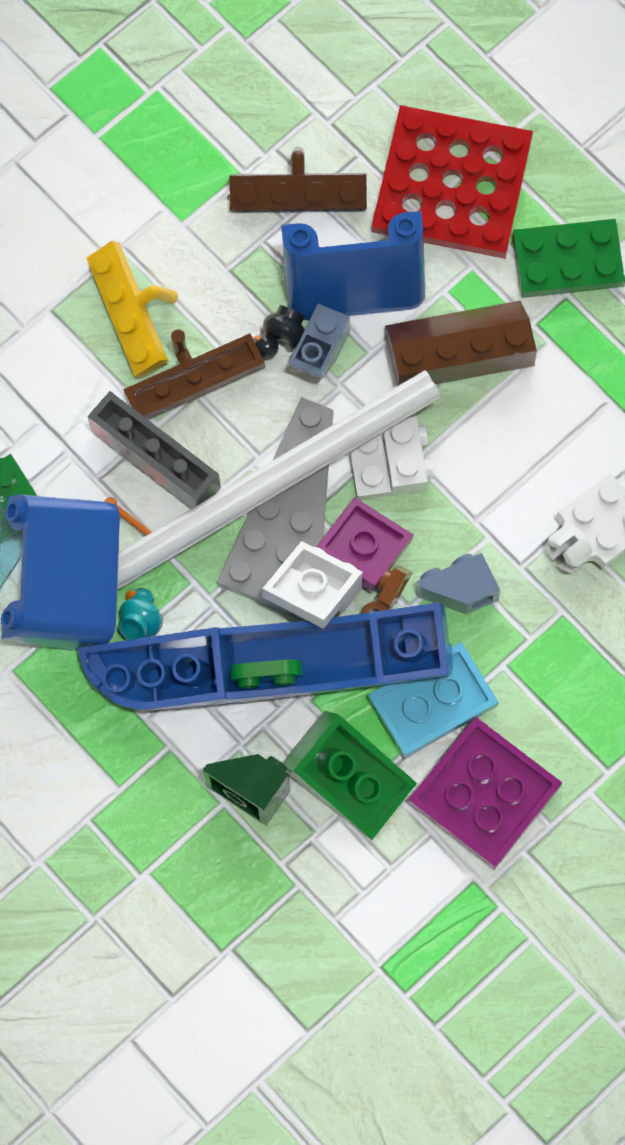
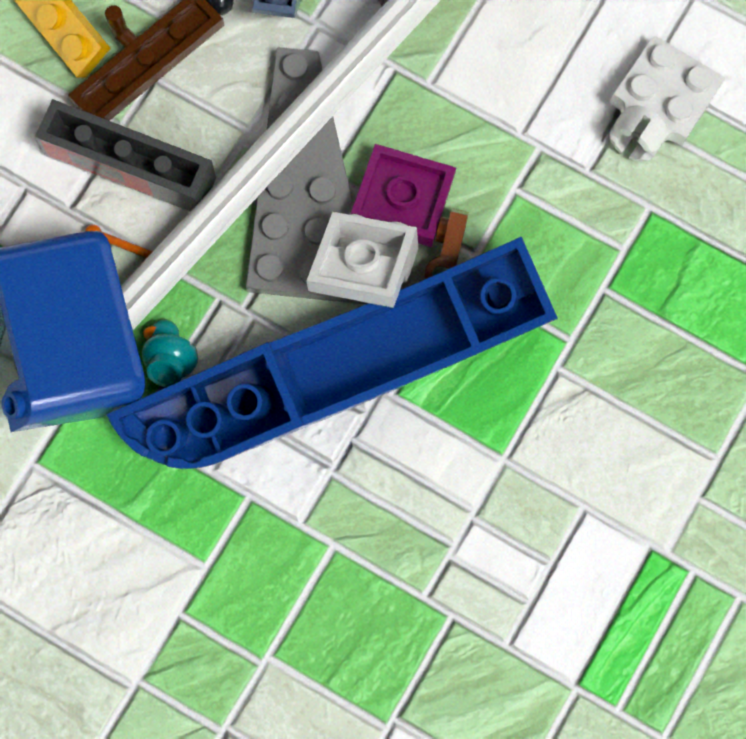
camera: 20 degrees left, 5 degrees up
(250, 784) = (362, 517): dark green slope -> none
(251, 674) = (358, 373): green plate -> none
(349, 774) = (470, 468): green slope -> none
(392, 462) = (405, 92): white plate -> none
(431, 708) = (541, 364): medium azure plate -> none
(461, 587) = (532, 211): sand blue slope -> none
(485, 793) = (635, 444): magenta plate -> none

